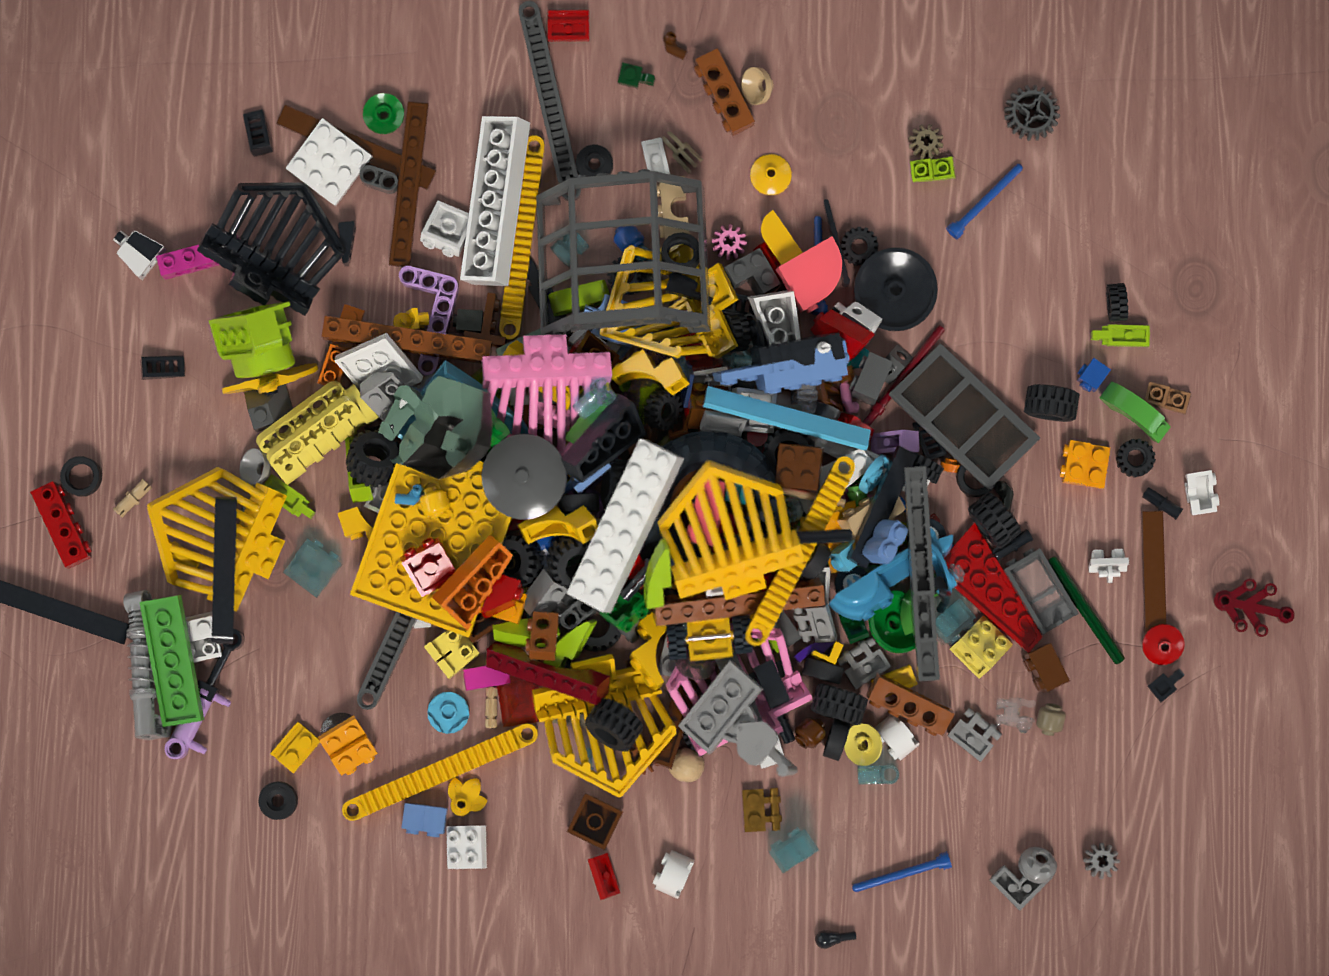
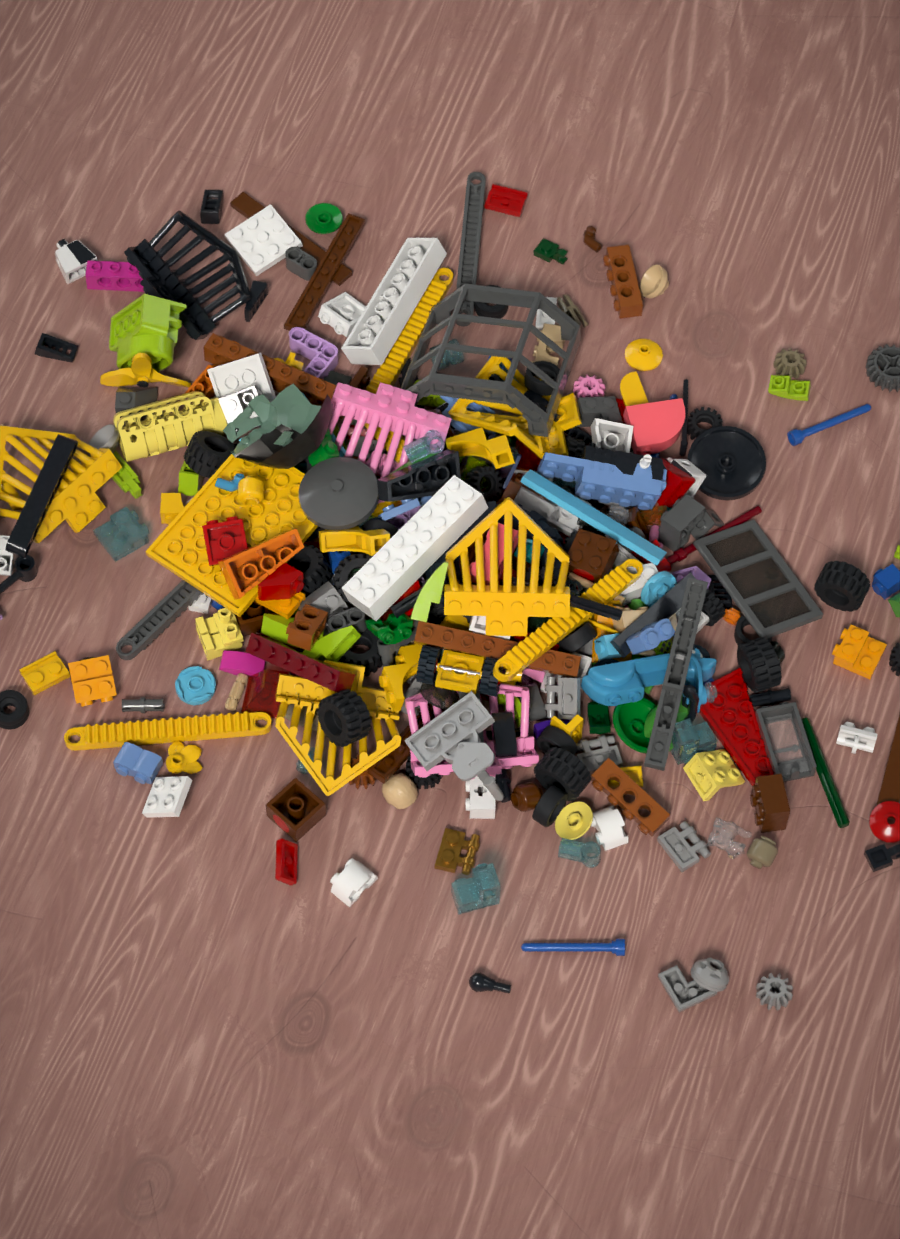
camera: 15 degrees right, 25 degrees down
(406, 753) = (143, 705): none -> dark grey pin

